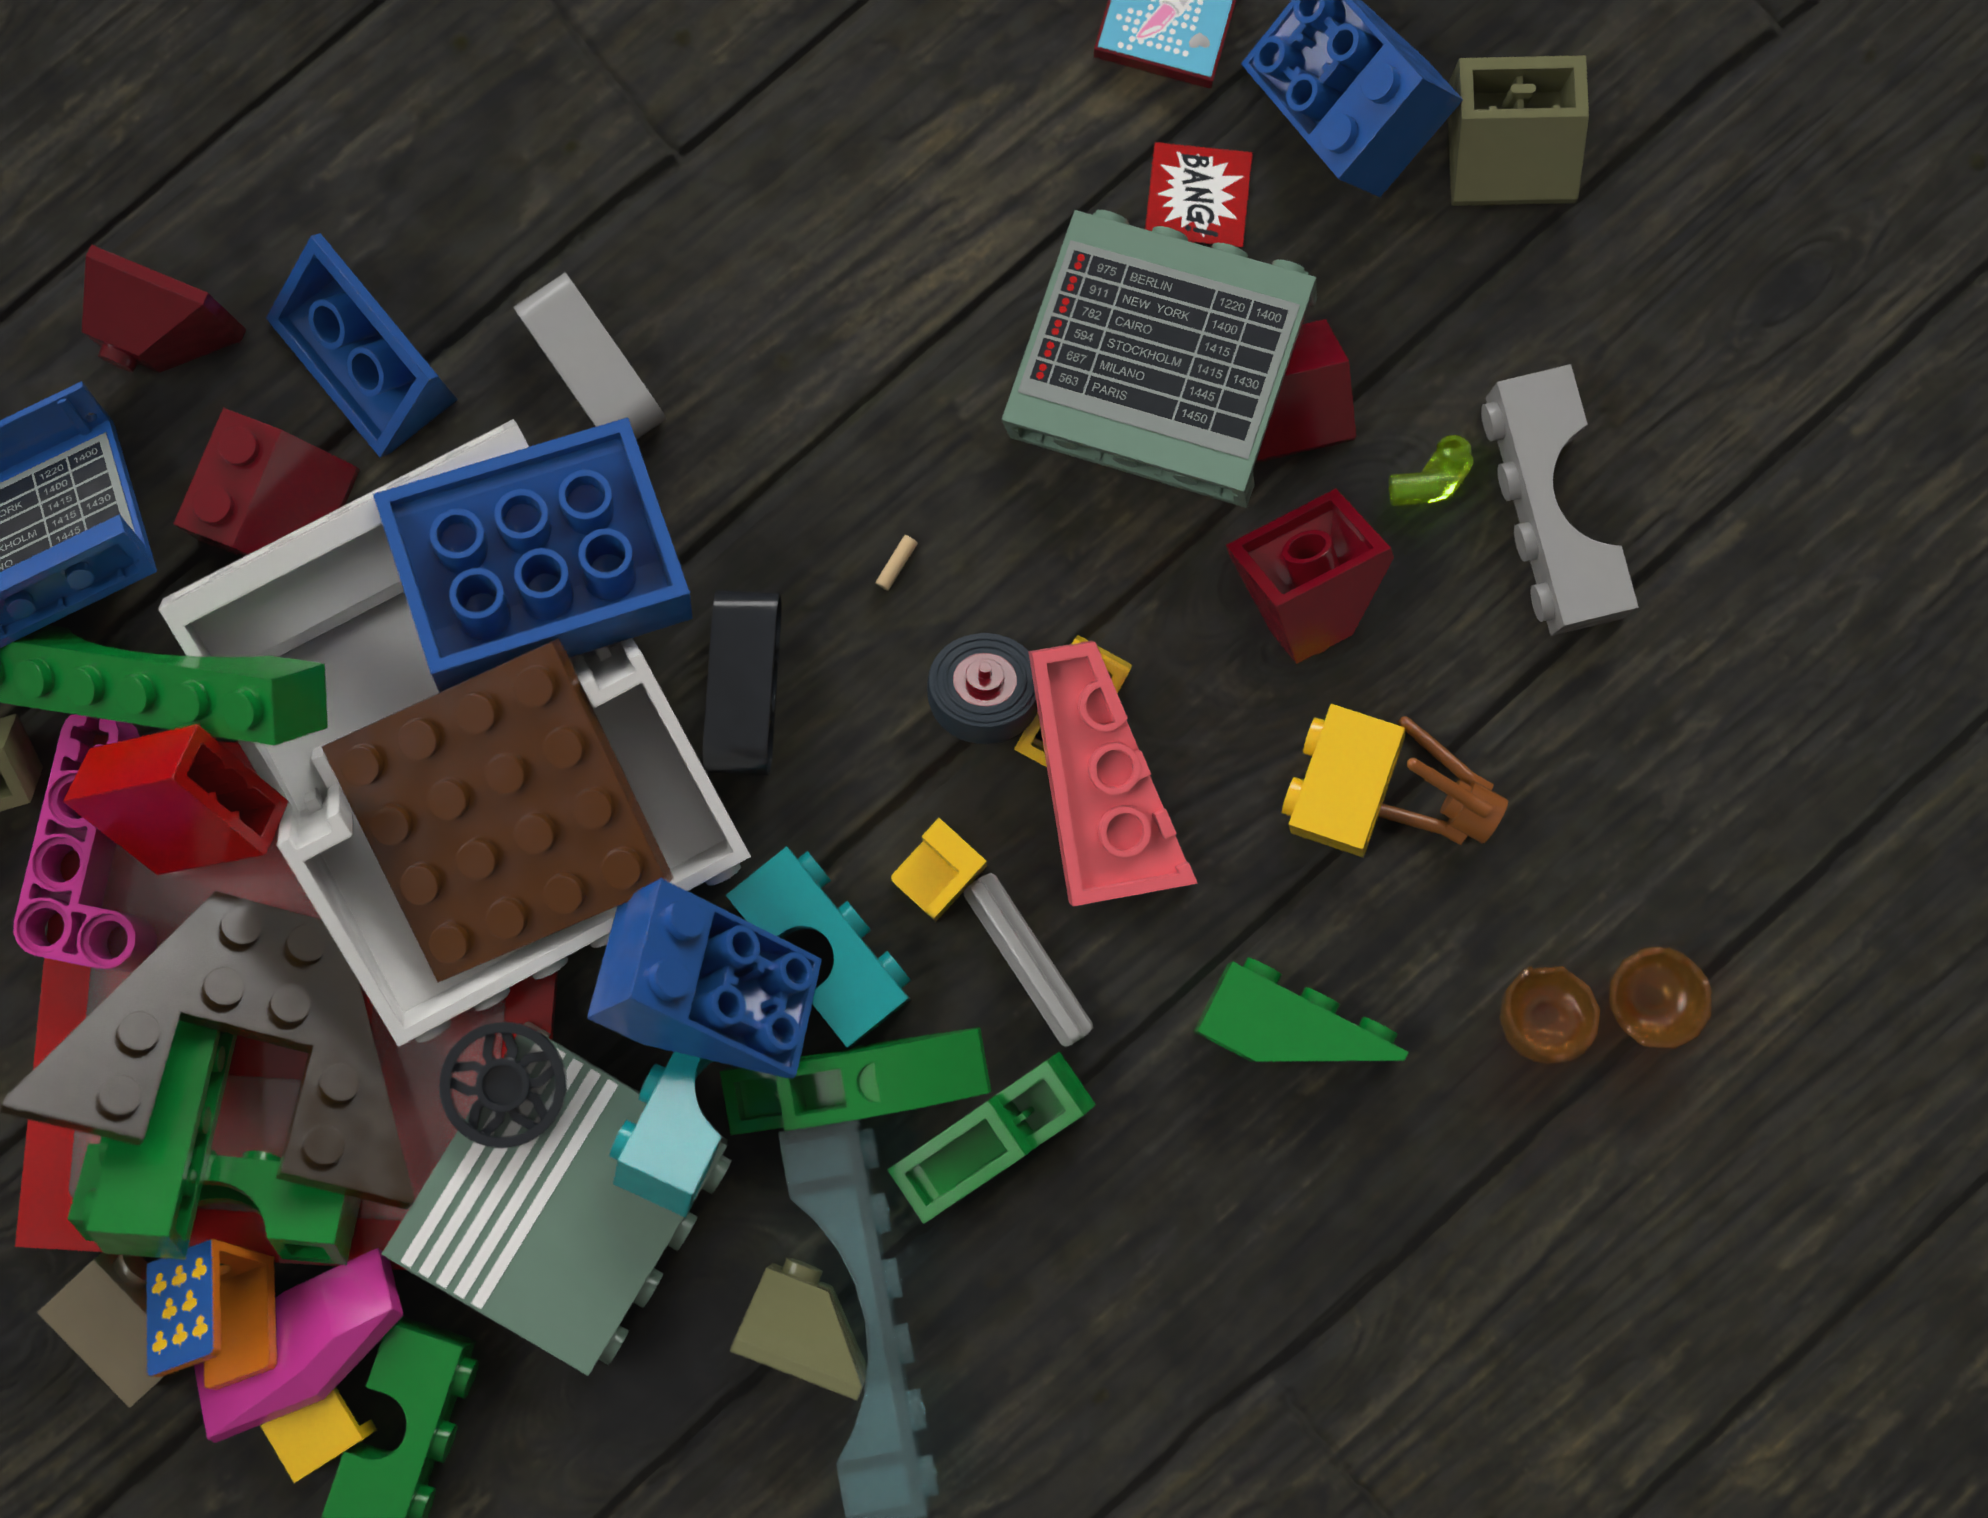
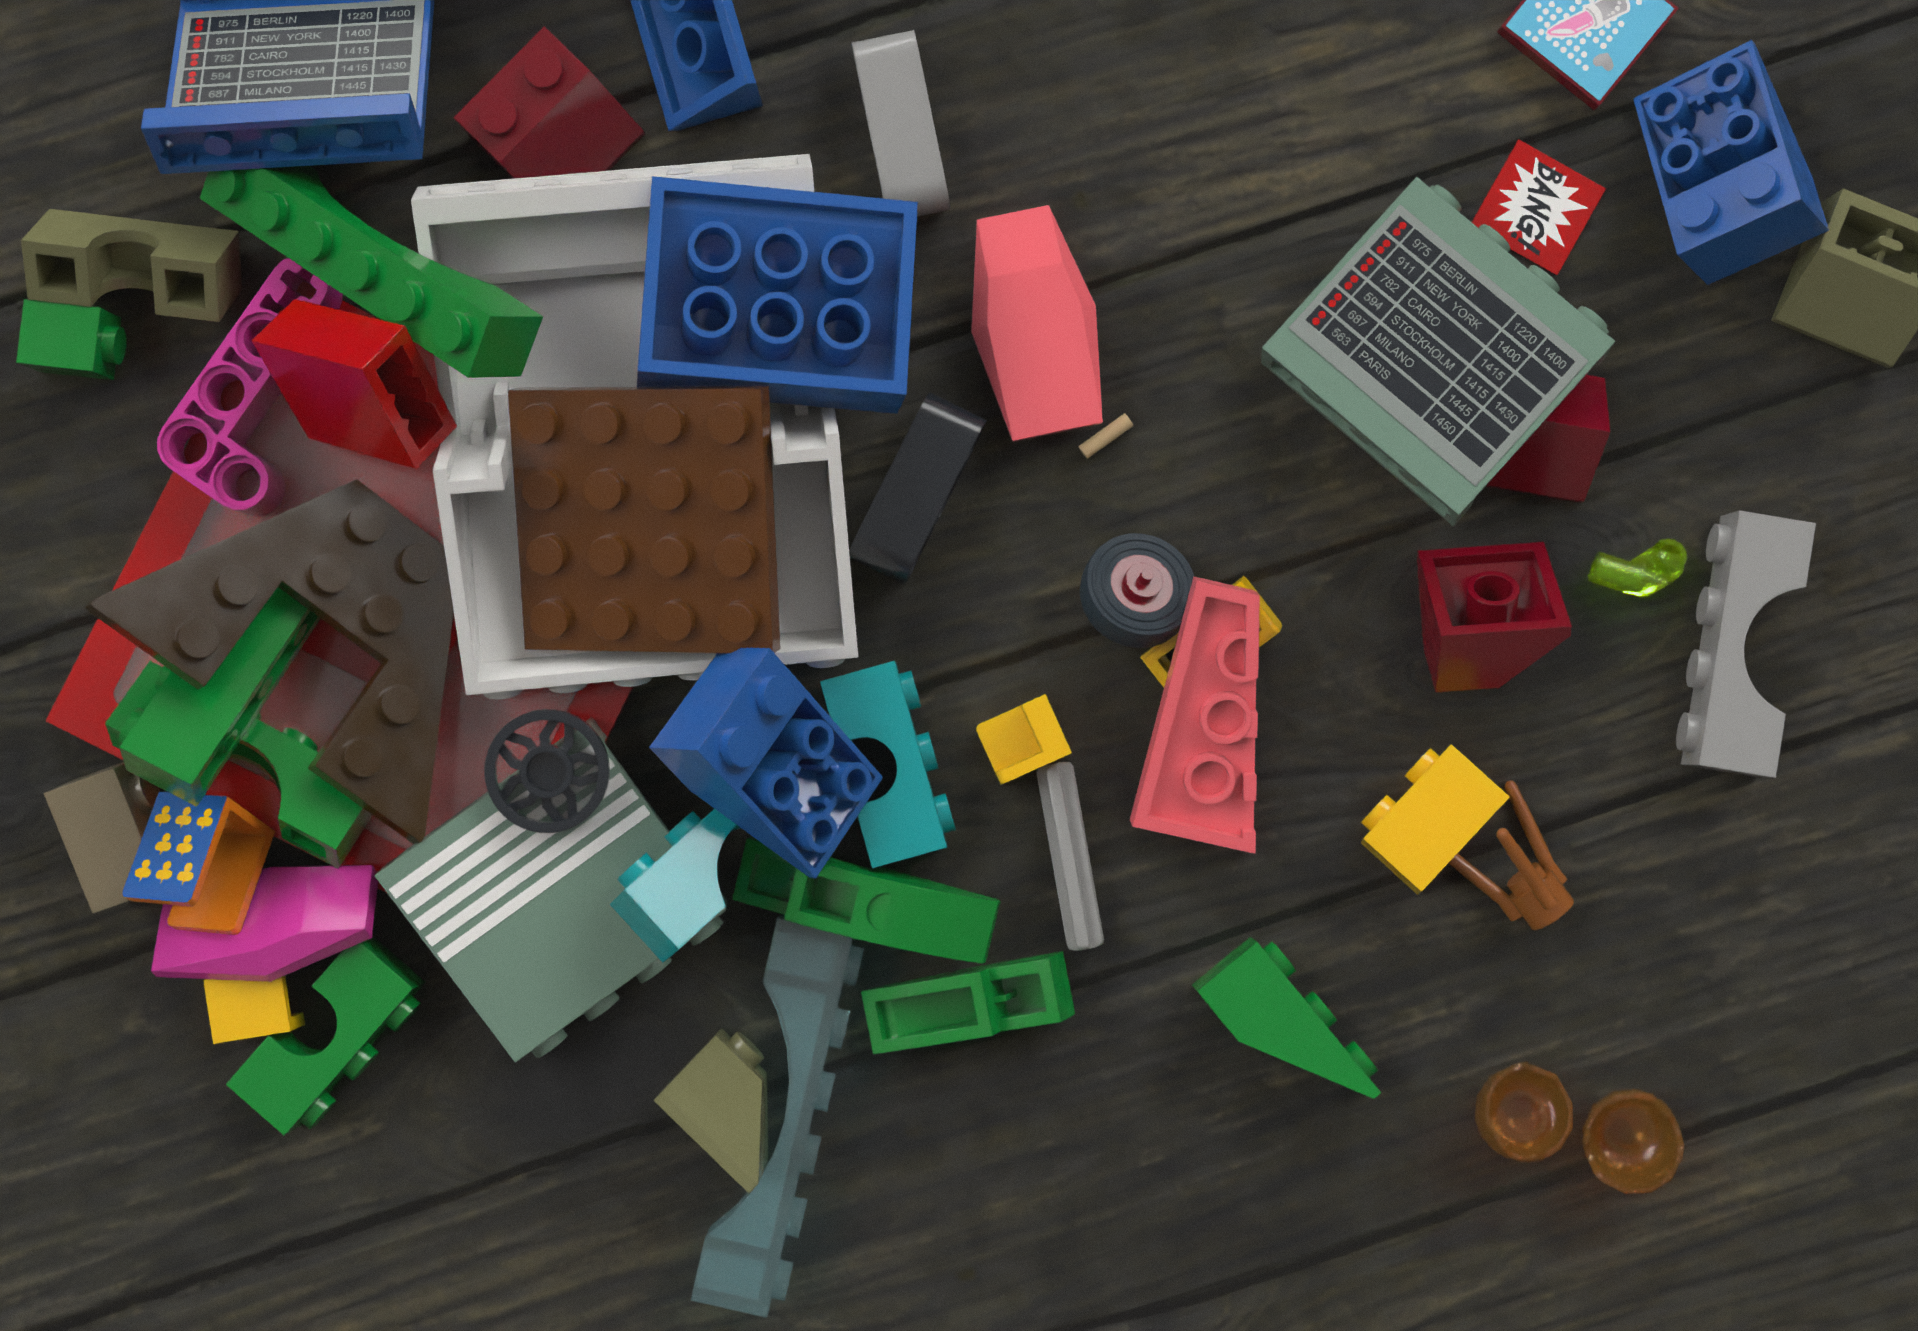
camera: 20 degrees right, 5 degrees up
(788, 489) = (1035, 325): none -> coral piece

